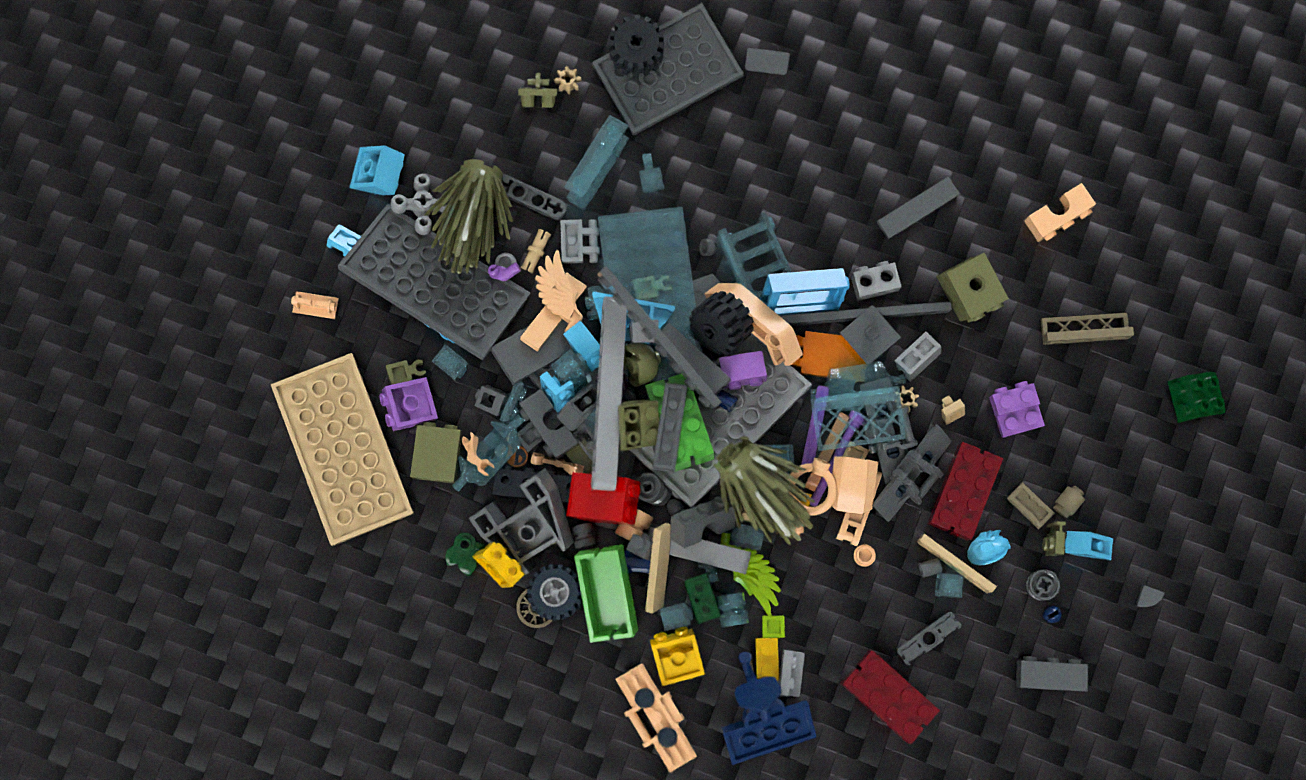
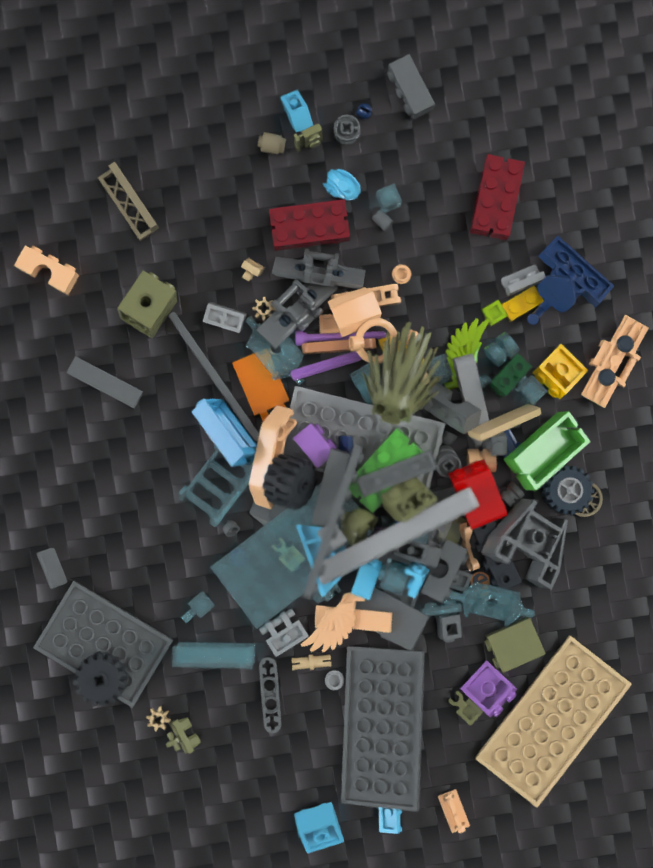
camera: 120 degrees left, 5 degrees up
(400, 204) = (330, 780): light grey gear -> none
(450, 362) = (438, 676): clear light blue brick -> none
(463, 555) = (578, 574): dark green plate -> none
(470, 214) = (315, 731): olive plant -> none
(471, 447) = (493, 621): light nougat piece -> none
(499, 565) = (571, 550): yellow plate -> none
(502, 273) = (345, 677): medium lavender arm -> none
(854, 399) = (289, 344): clear light blue fence -> none
(870, 335) = (230, 362): dark grey piece -> none
(877, 285) = (186, 379): light grey brick -> none
(939, 628) = (423, 188): dark grey piece -> none
(956, 564) = (368, 202): tan tile -> none
(1016, 409) = (222, 220): medium lavender plate -> none
(1030, 505) = (291, 170): dark tan plate -> none
(1148, 597) = (310, 47): dark grey tile -> none
(1196, 396) = (134, 90): dark green bracket -> none

